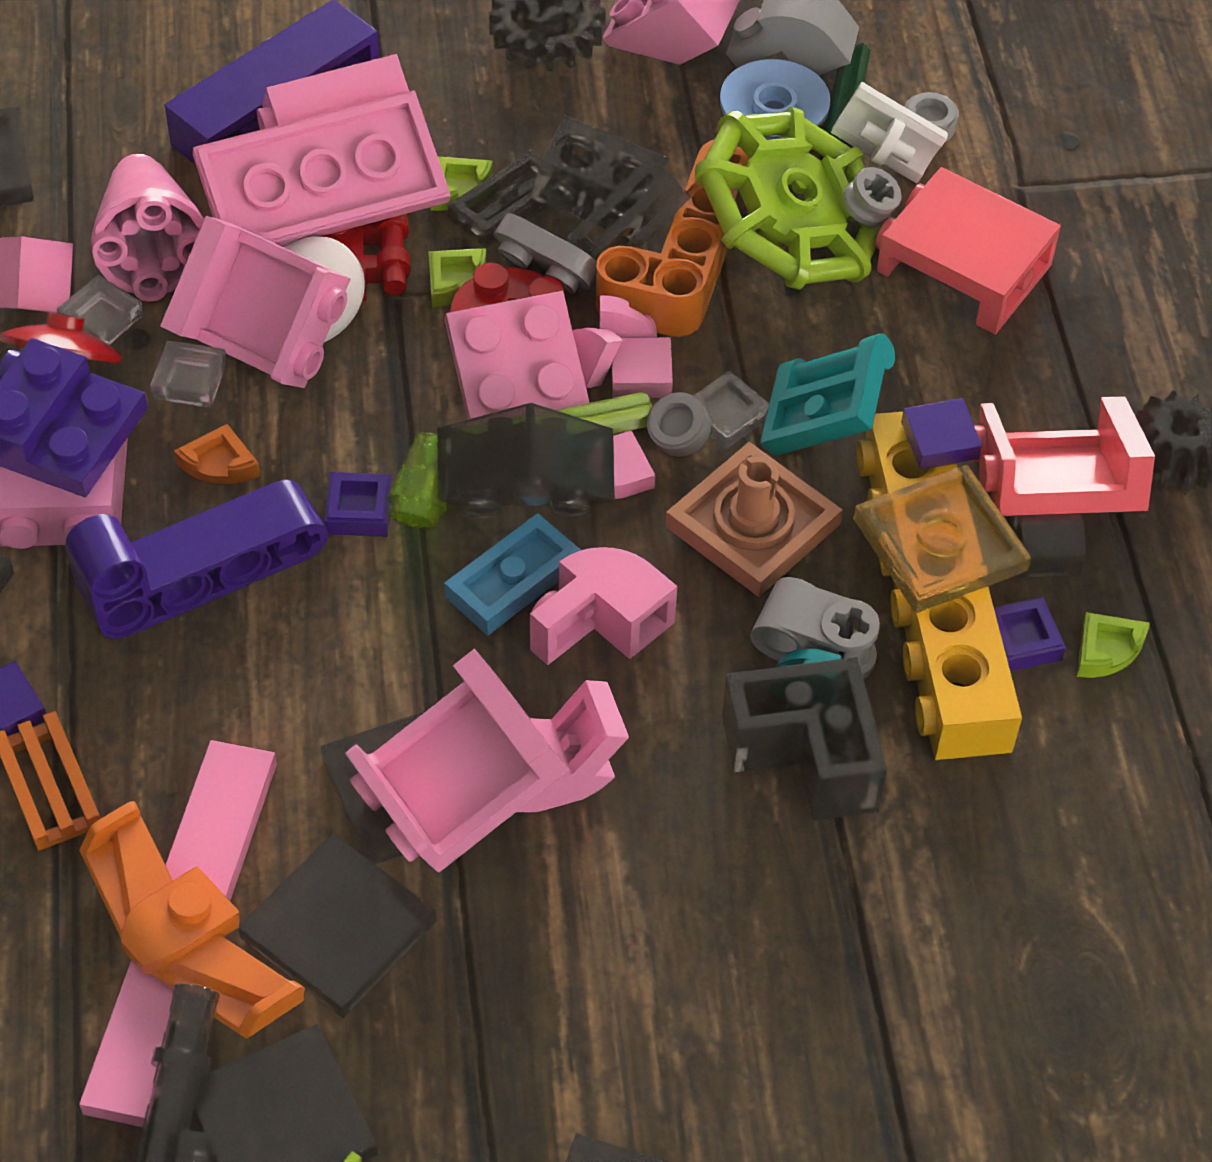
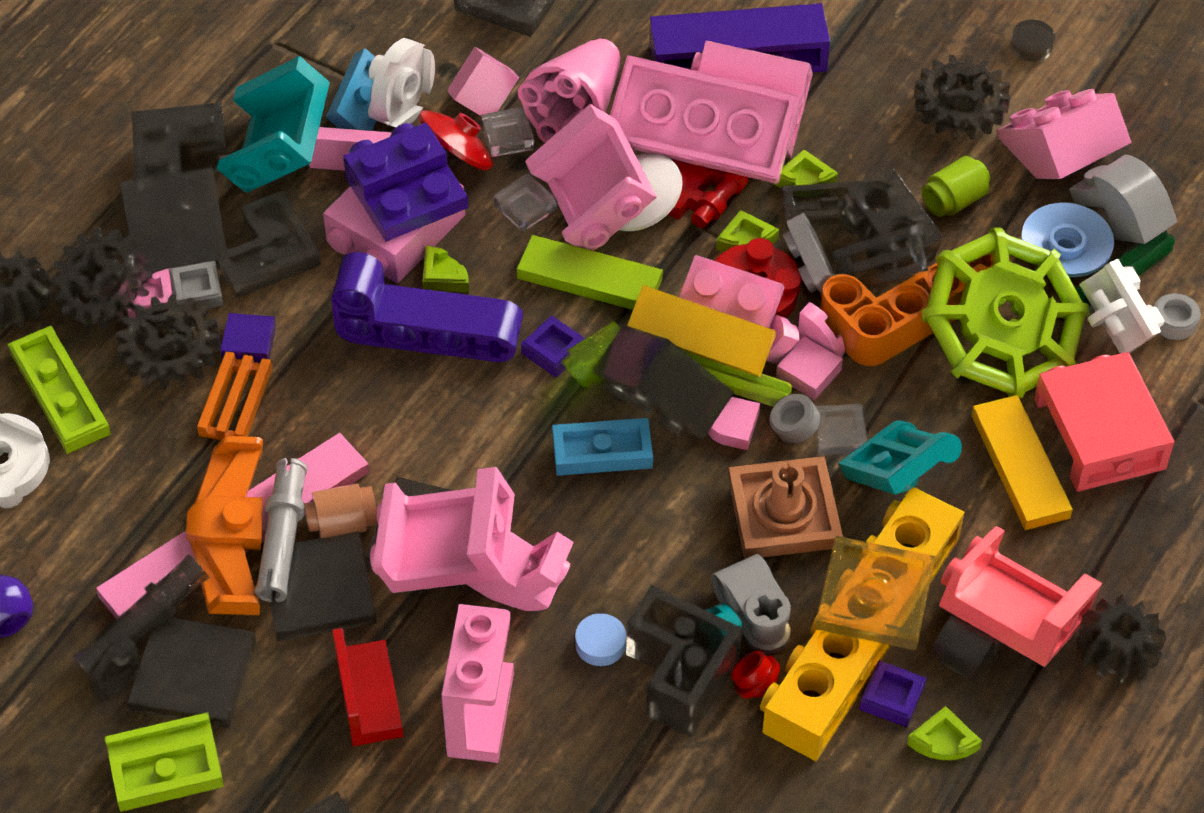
camera: 40 degrees right, 0 degrees up
(164, 500) = (443, 272): none -> lime tile
(218, 458) = (497, 266): orange tile -> none
(238, 865) = (283, 513): none -> light grey pin
(295, 823) = (341, 510): none -> nougat brick
(328, 407) = (586, 272): none -> lime tile
(500, 1000) = (368, 690): none -> red panel
(555, 379) = (703, 330): none -> yellow tile
(603, 592) = (642, 491): bright pink brick -> none
(624, 104) = (956, 186): none -> lime brick
(636, 894) = (477, 684): none -> bright pink panel
(694, 774) = (600, 639): none -> light blue tile
(876, 183) = (1047, 336): light grey bush -> none
(892, 702) = (755, 674): none -> red plate
(927, 335) = (1021, 462): none -> yellow tile
(941, 433) = (941, 526): dark purple tile -> none

